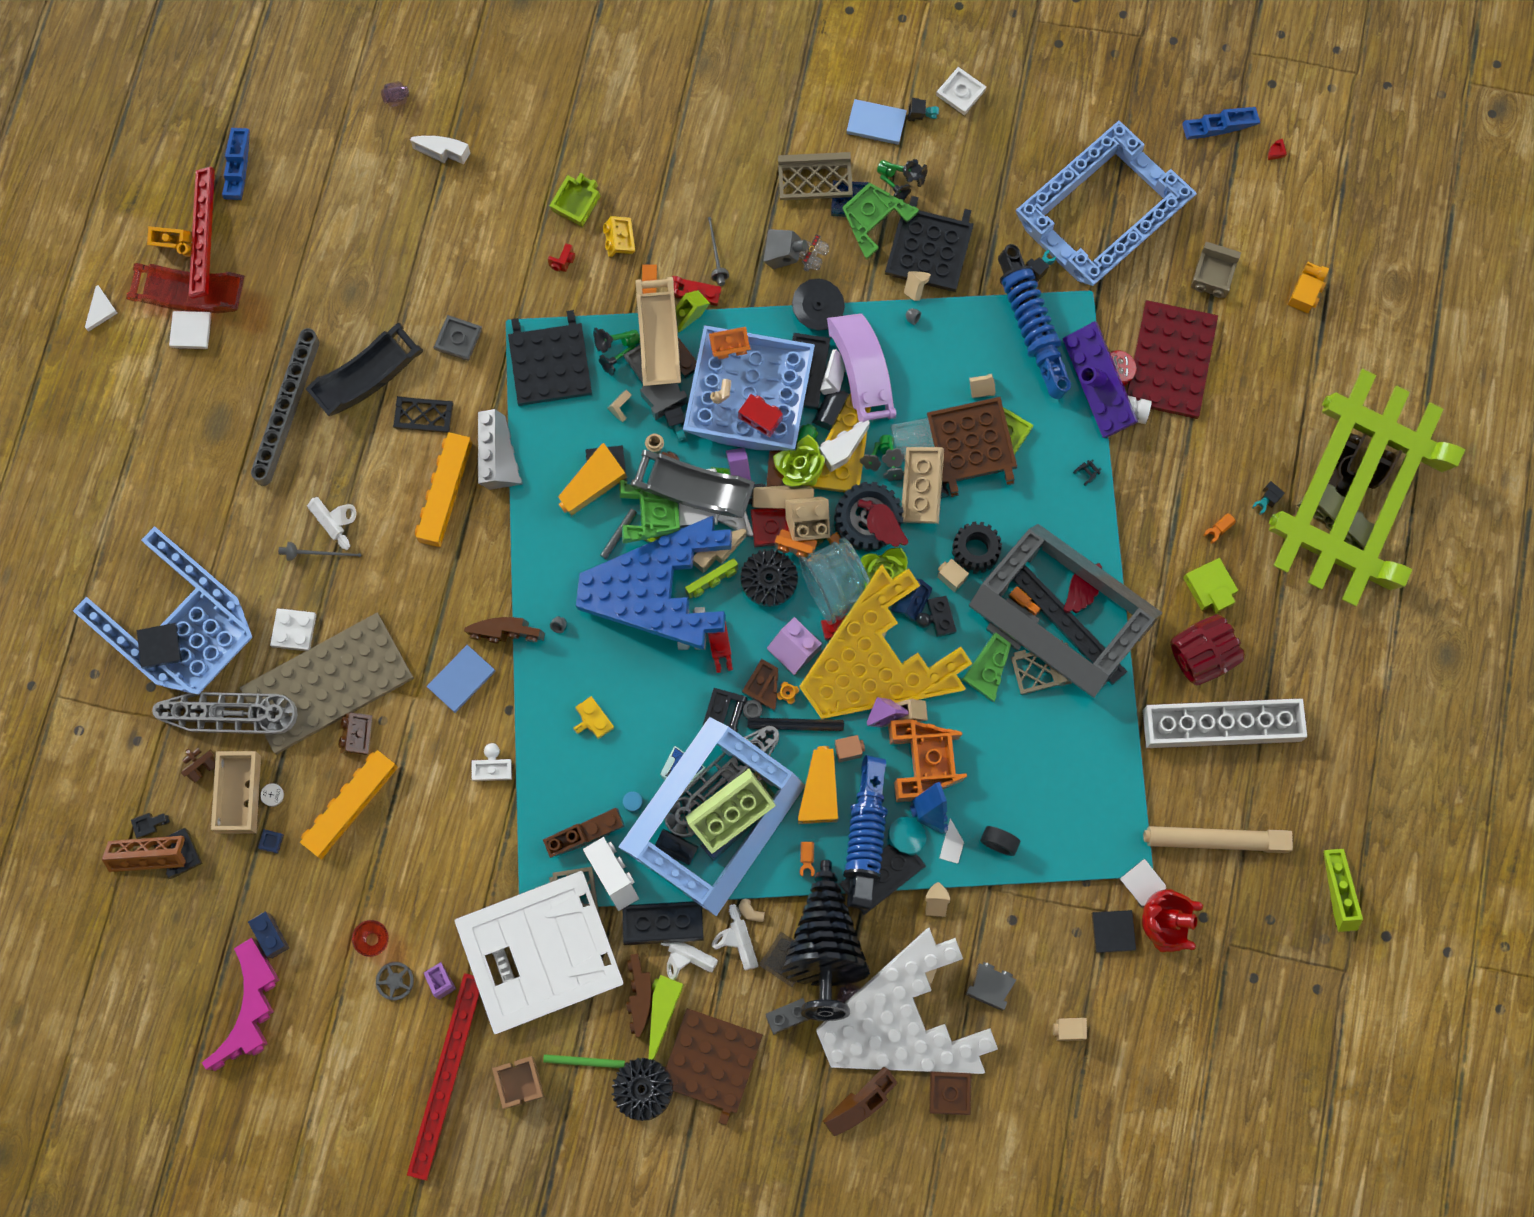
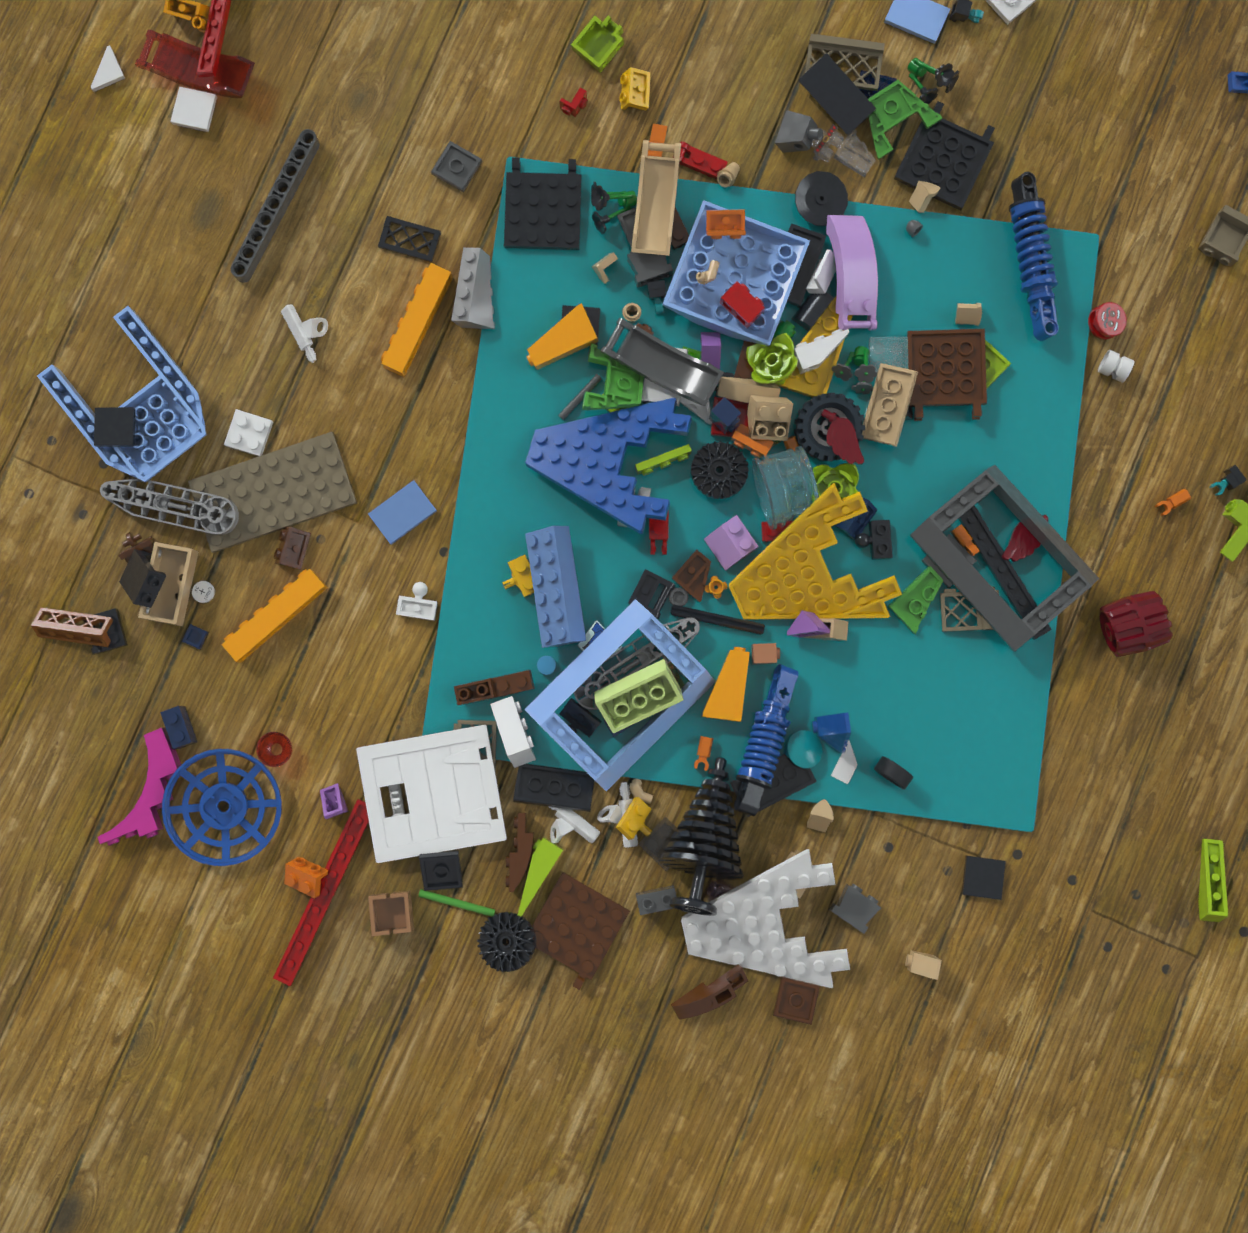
camera: 10 degrees right, 10 degrees up
(146, 824) = (79, 598): black plate -> none
(209, 790) = (141, 580): none -> black panel
(291, 552) = (258, 355): dark grey sword -> none
(313, 1002) = (213, 815): none -> blue dish
(364, 372) = (357, 186): black windscreen -> none
(394, 981) = (292, 792): dark grey wheel -> none
(422, 1062) = (304, 876): none -> orange bracket
(500, 628) = (448, 471): reddish brown slope -> none
(554, 625) = (505, 477): dark grey hinge -> none
(562, 1029) = (441, 870): none -> black tile
(627, 720) = (555, 586): none -> medium blue brick
(690, 309) = (692, 179): lime slope -> none
(704, 560) = (658, 440): tan slope -> none
(719, 274) = (728, 148): dark grey sword -> none
(723, 299) = (728, 175): none -> tan cone
(750, 939) = (634, 819): none -> yellow plate
(764, 524) = (725, 416): none -> dark blue brick
(814, 206) = (837, 94): none -> black tile
(843, 258) = (855, 155): none -> clear wing
(930, 756) = (842, 678): orange wedge -> none
(952, 574) = (899, 500): tan brick -> none
(981, 533) = (937, 464): black tyre -> none
(1040, 265) = (1052, 198): black piece -> none
(1084, 467) = (1058, 426): black piece -> none
(1100, 380) = (1091, 345): dark purple plate -> none
(1129, 148) = (1167, 90): light blue slope -> none
(1142, 882) = (1023, 839): white sticker -> none
(1168, 918) = (1039, 878): red piece -> none
(1173, 358) = (1164, 319): dark red plate -> none
(1212, 586) = (1152, 559): lime piece -> none
(1224, 723) = (1135, 698): white brick -> none
(1267, 841) = (1105, 809): tan brick -> none

